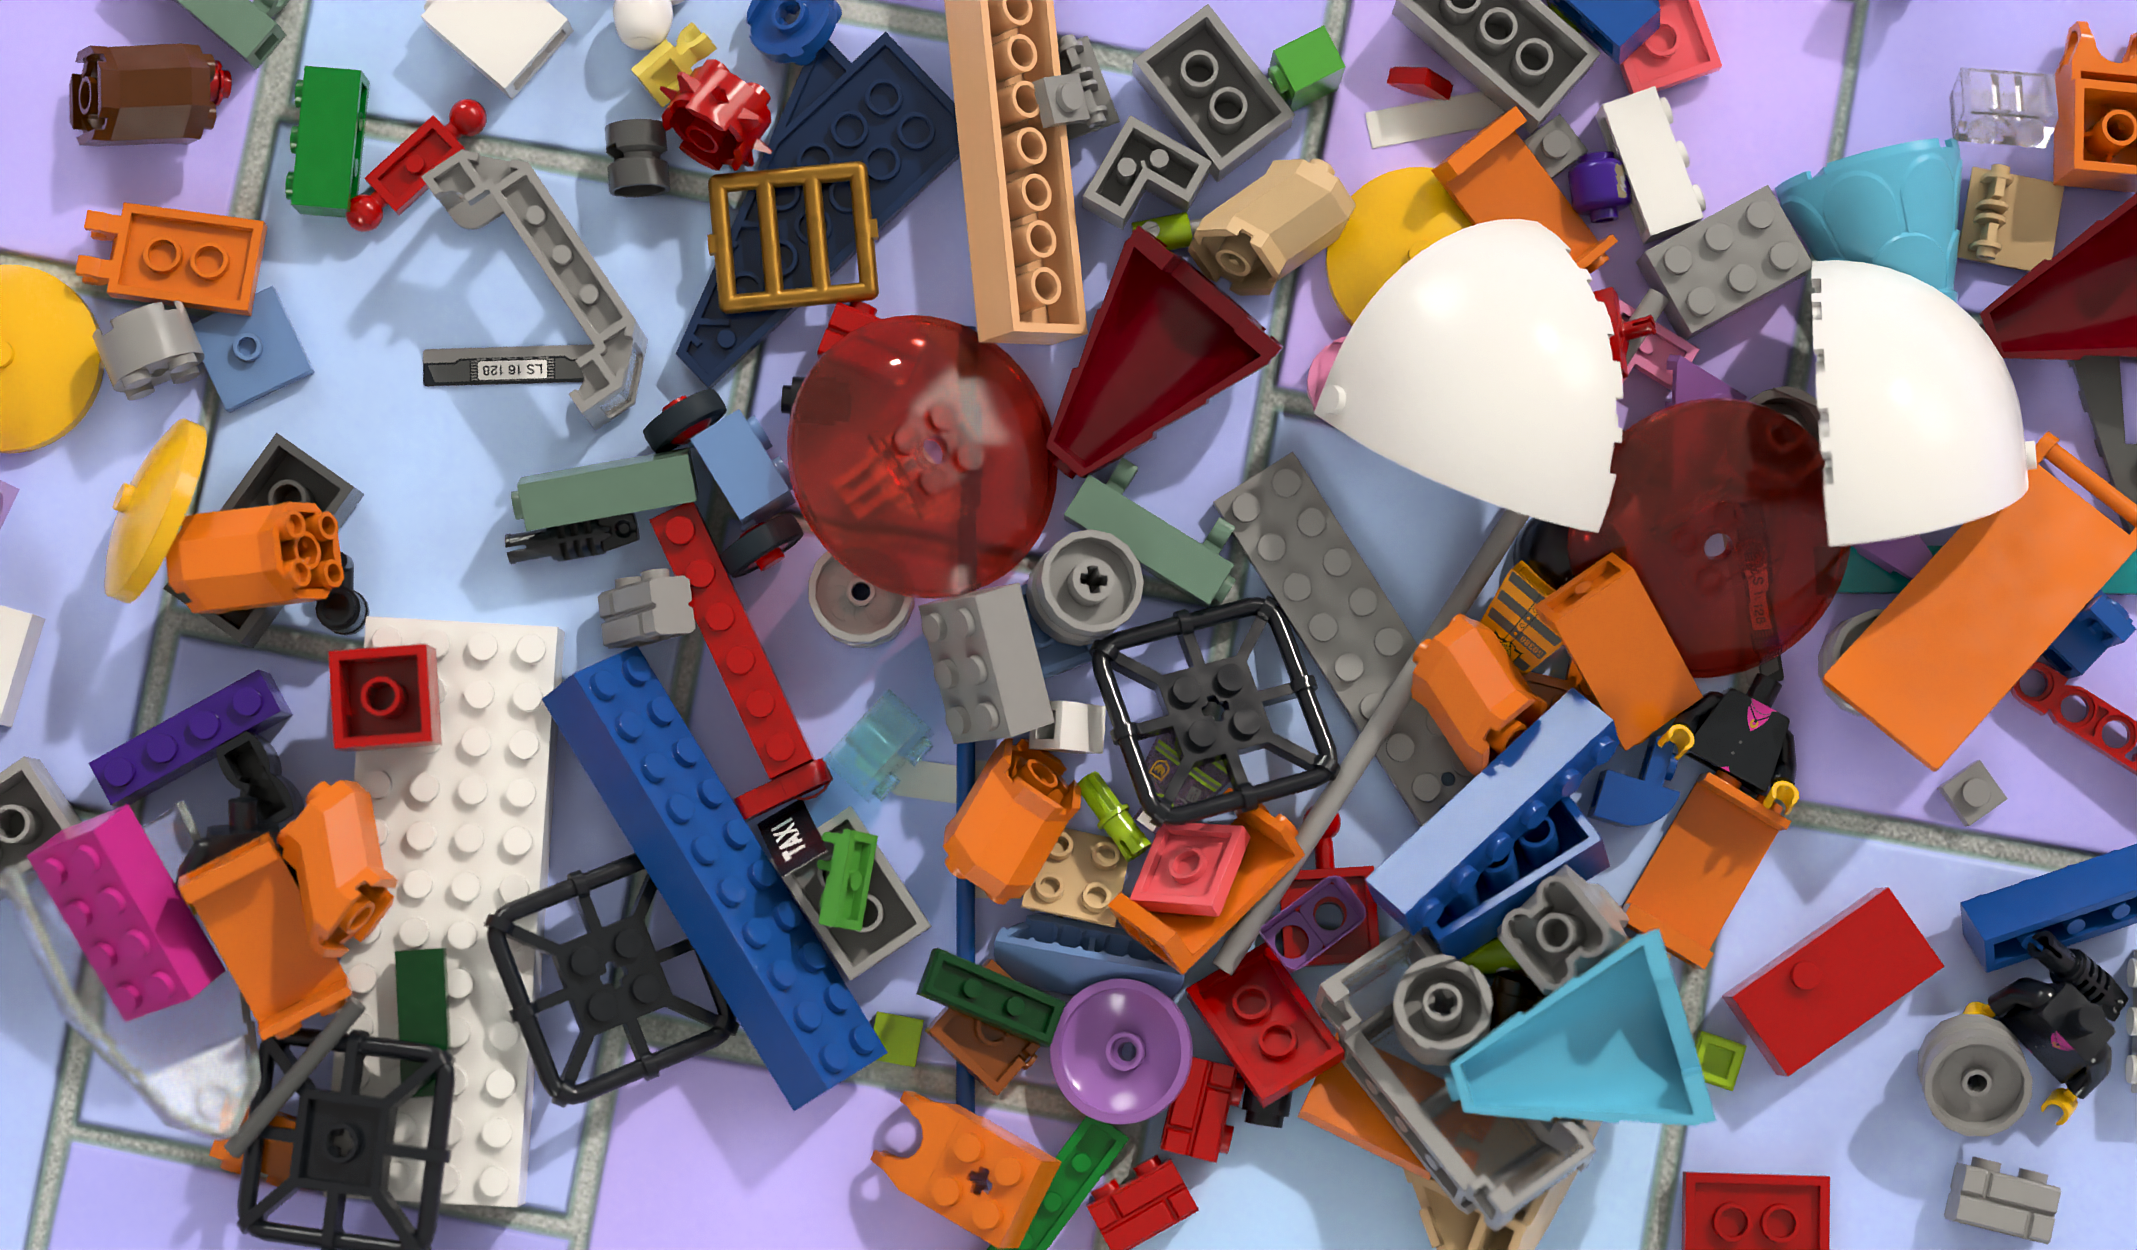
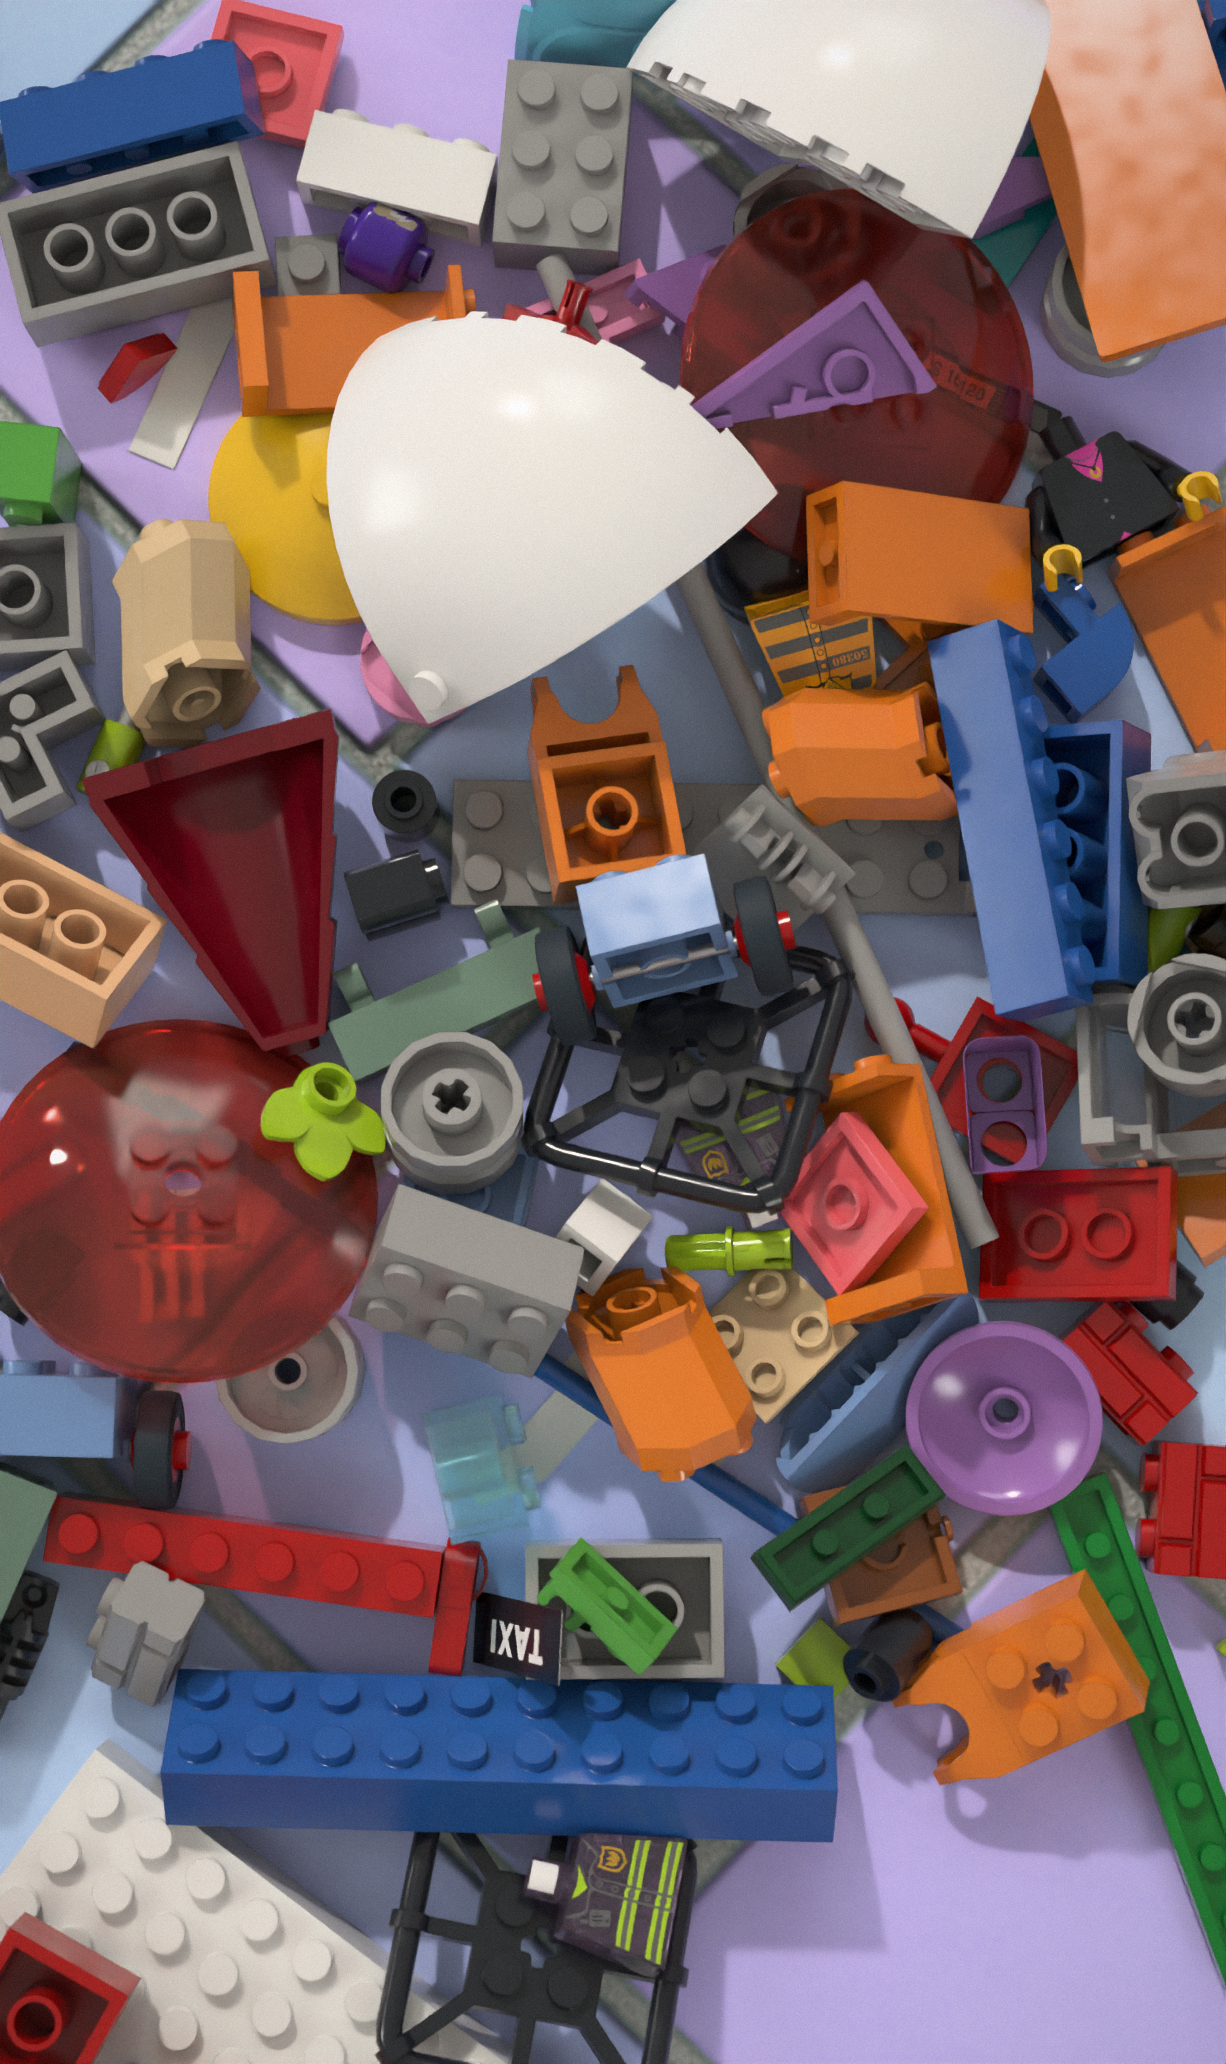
camera: 50 degrees left, 0 degrees up
(675, 998) = (614, 1896): none -> clear purple torso
(929, 1074) = (888, 1654): none -> black brick
(1022, 513) = (320, 1126): none -> lime plate
(1196, 463) = (396, 894): none -> black brick
(1251, 447) = (408, 825): none -> black brick
(1275, 641) = (658, 937): none -> brick
(1355, 538) = (599, 771): none -> orange brick
(1364, 680) = (772, 842): none -> light grey hinge
(1706, 511) = (832, 359): none -> medium lavender wing

